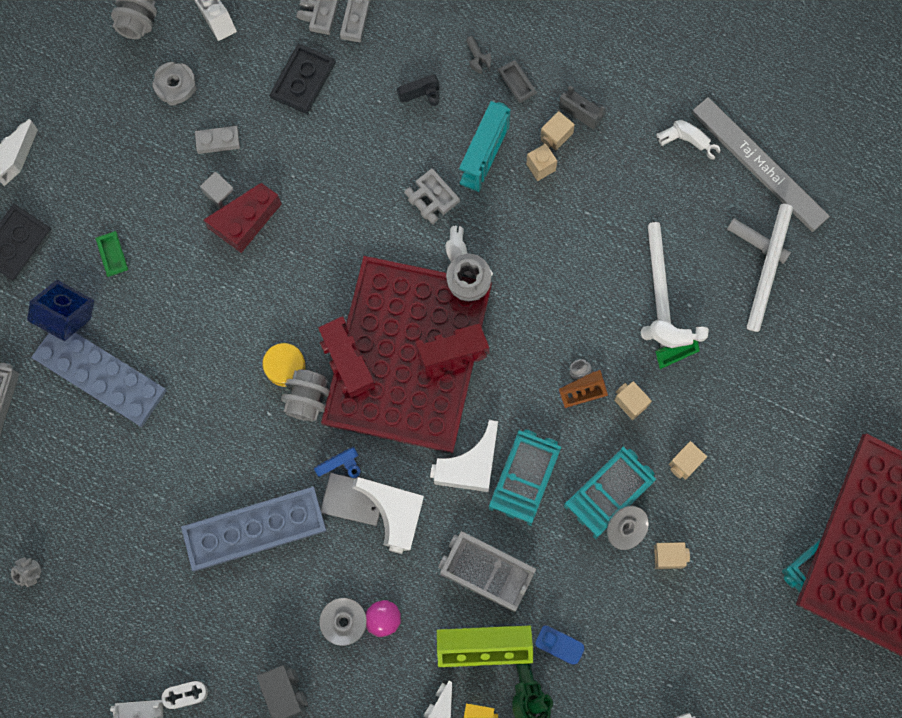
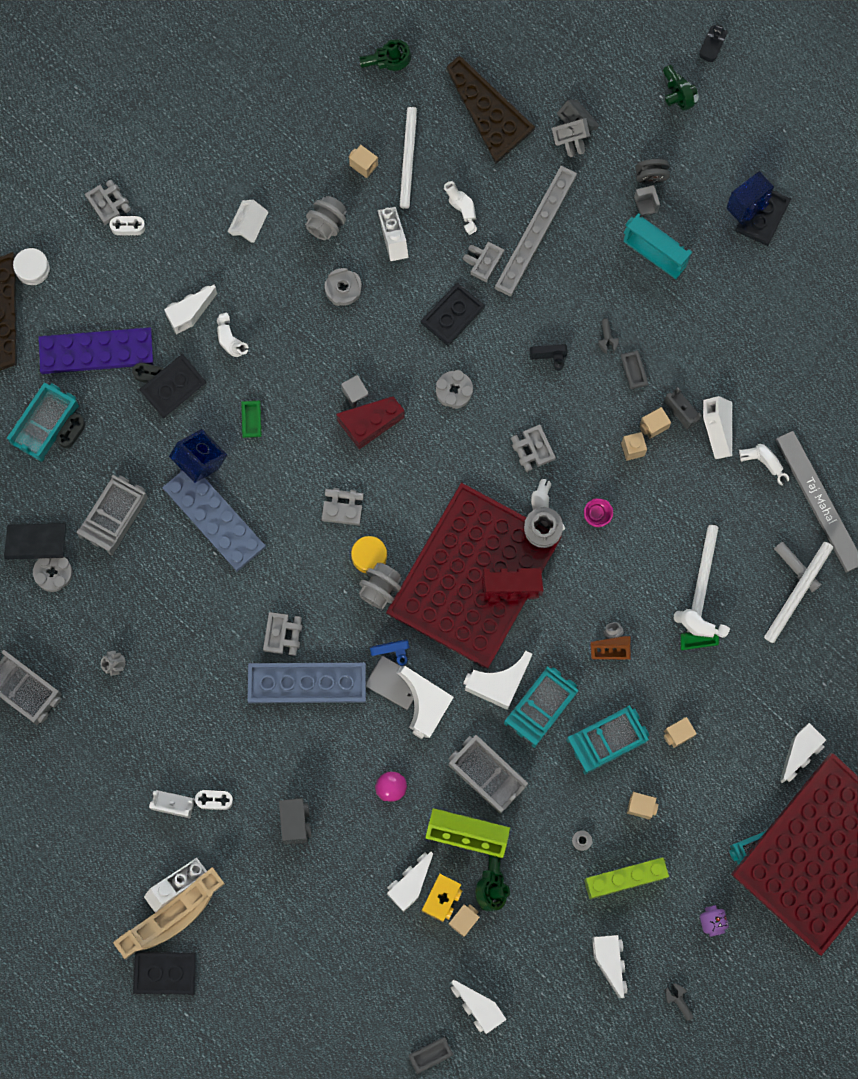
camera: 10 degrees right, 0 degrees up
(51, 41) = (248, 220): none -> white panel
(65, 178) = (226, 340): none -> white arm
(204, 484) = (276, 634): none -> light grey plate
(217, 139) = (366, 346): light grey plate -> none
(240, 327) = (342, 512): none -> light grey plate
(327, 169) = (457, 379): none -> light grey plate
(331, 618) = (356, 769): light grey dish -> none
(345, 357) = (422, 564): dark red wedge -> none
(485, 145) = (590, 418): teal door -> none
(524, 244) = (598, 512): none -> dark pink hair
(559, 645) = (529, 851): blue piece -> none
(608, 615) = (575, 840): none -> light grey plate
(626, 112) = (718, 422): none -> white slope
(627, 527) = (617, 777): light grey dish -> none
(632, 399) = (649, 669): tan brick -> none
(678, 643) = (626, 878): none -> lime brick
(792, 663) = (714, 921): none -> medium lavender head
(826, 439) = (801, 748): none -> white slope

